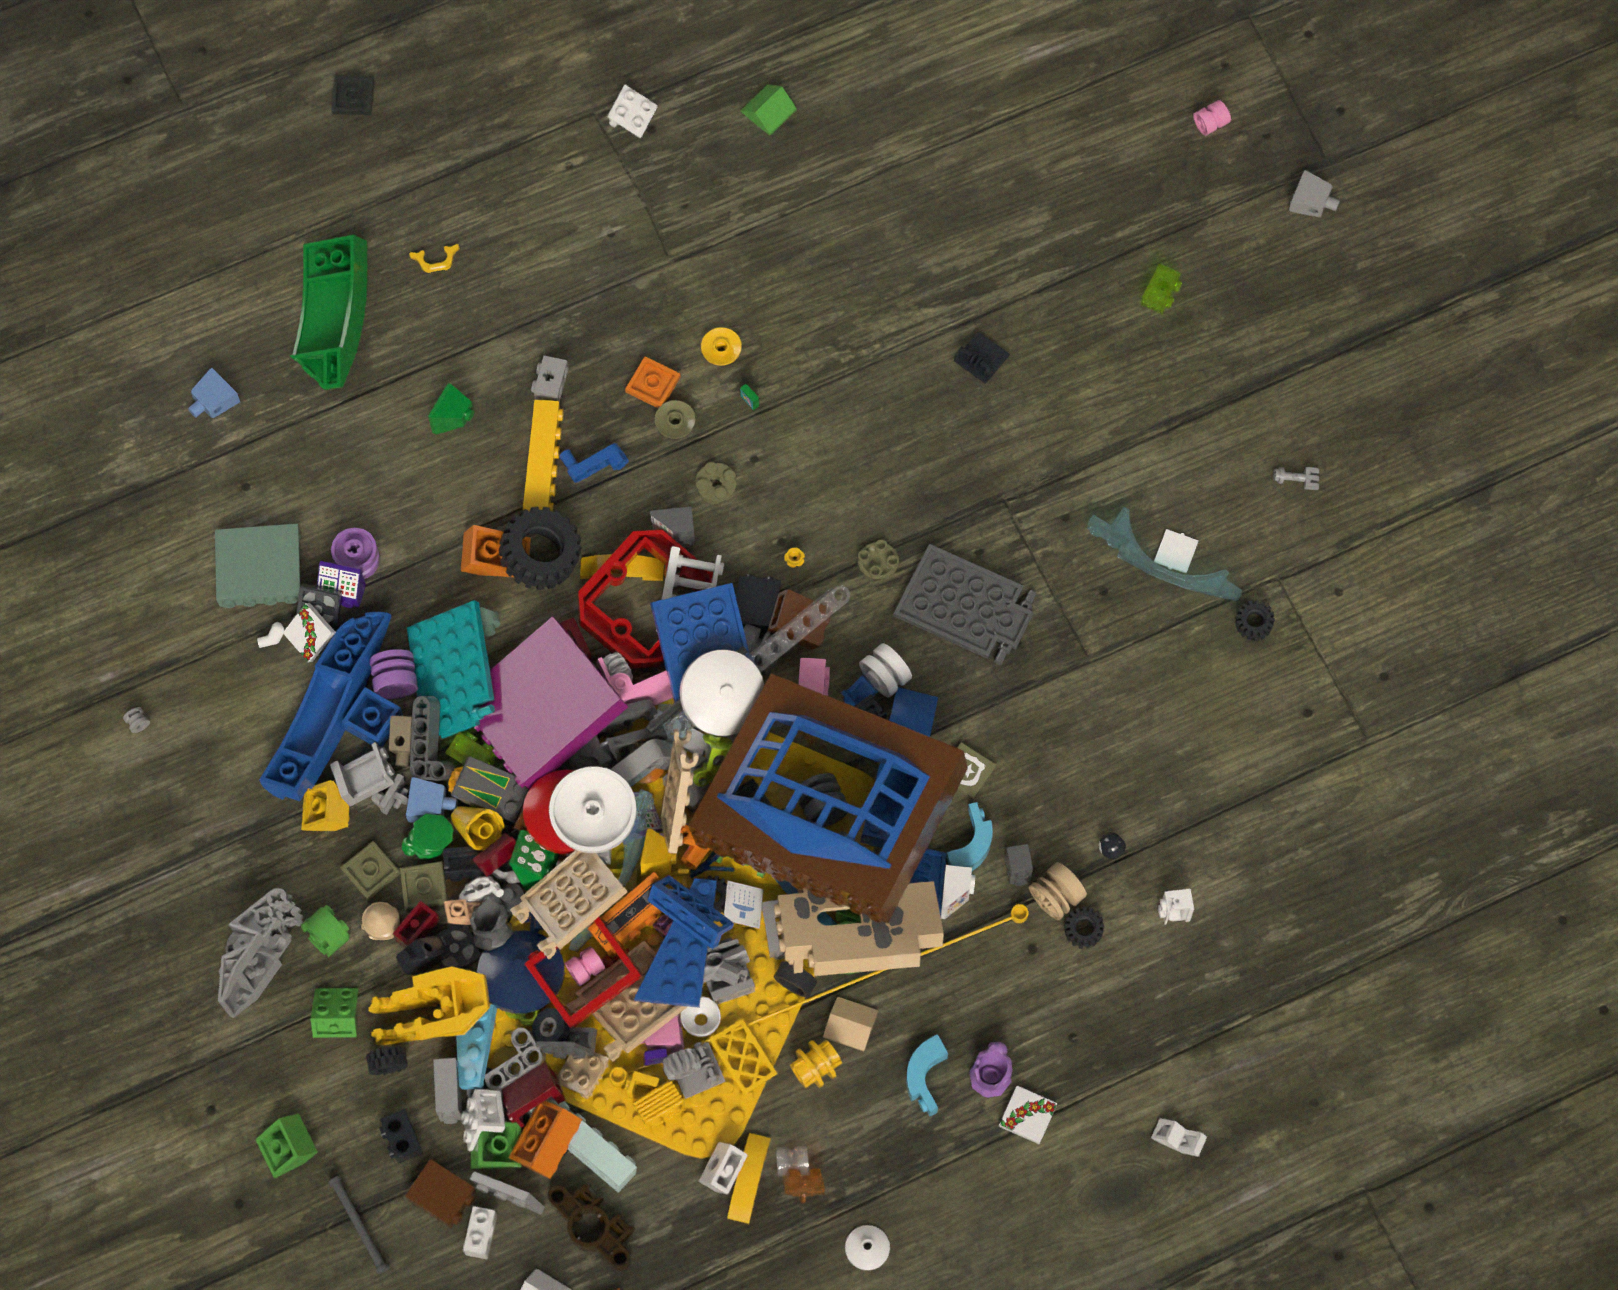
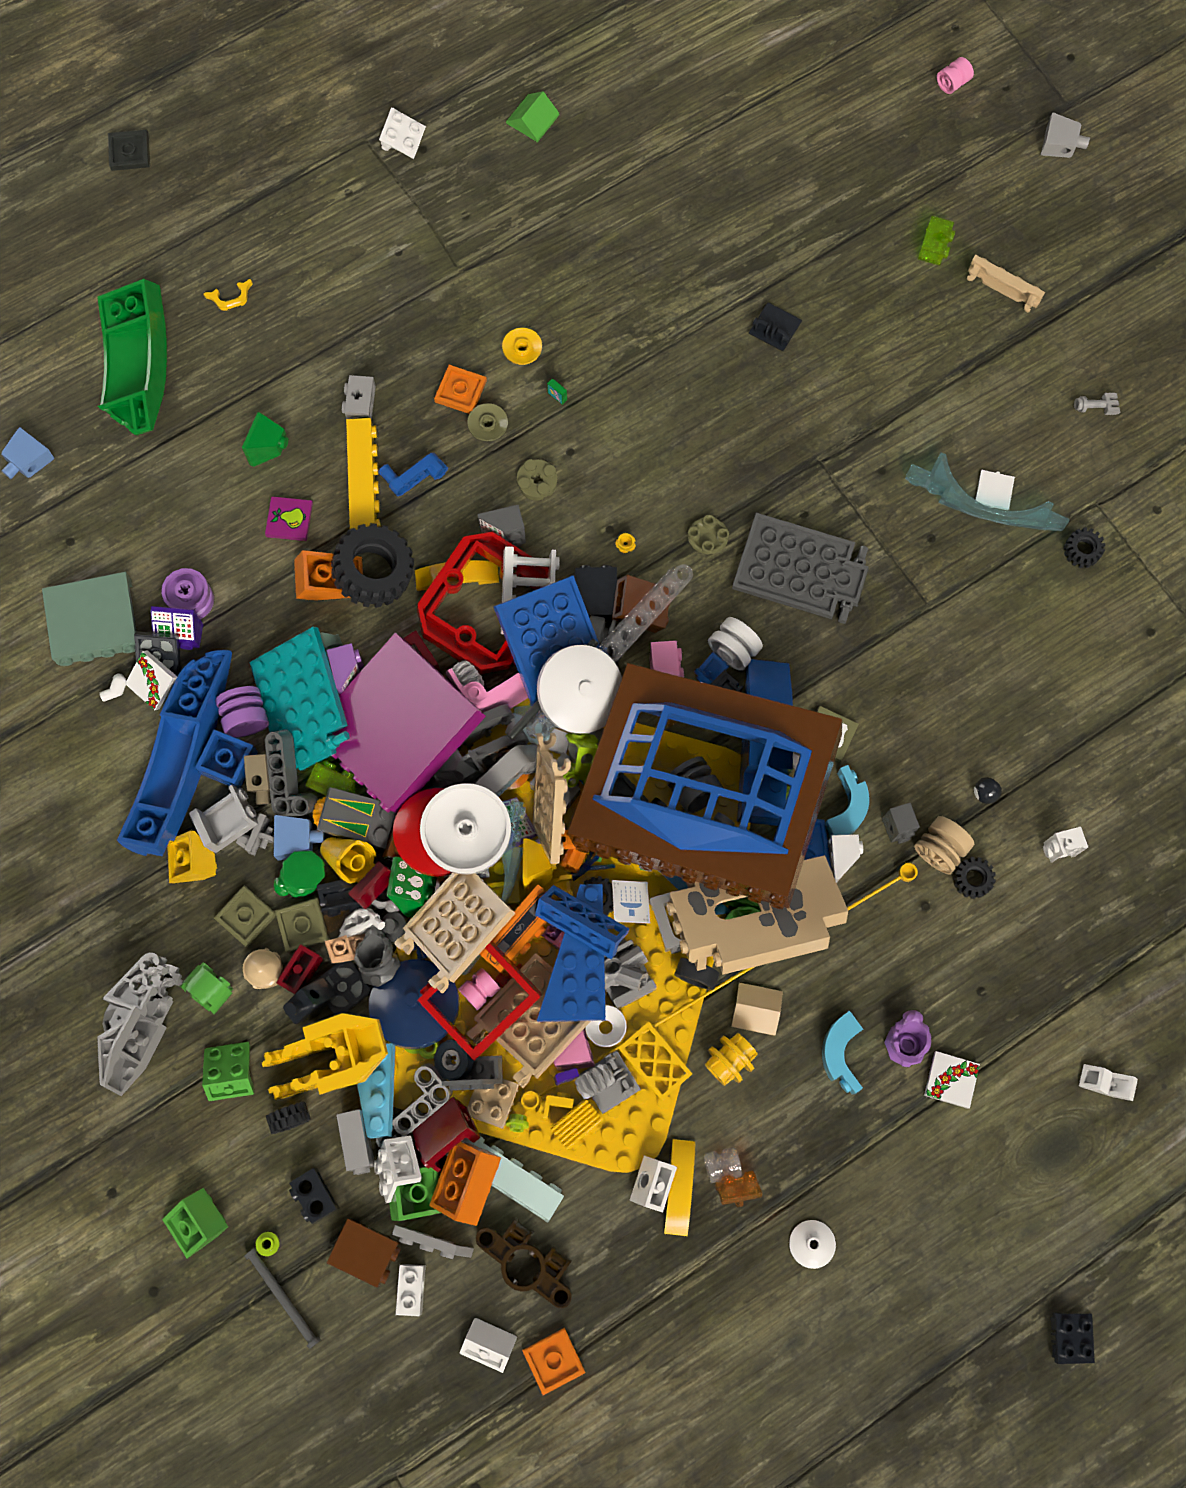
camera: 10 degrees left, 5 degrees up
(354, 1180) = (274, 1244): none -> lime plate
(464, 491) = (289, 518): none -> magenta tile
(499, 641) = (345, 665): none -> medium lavender slope
(603, 1094) = (517, 1122): none -> lime plate
(1224, 341) = (1005, 283): none -> tan piece

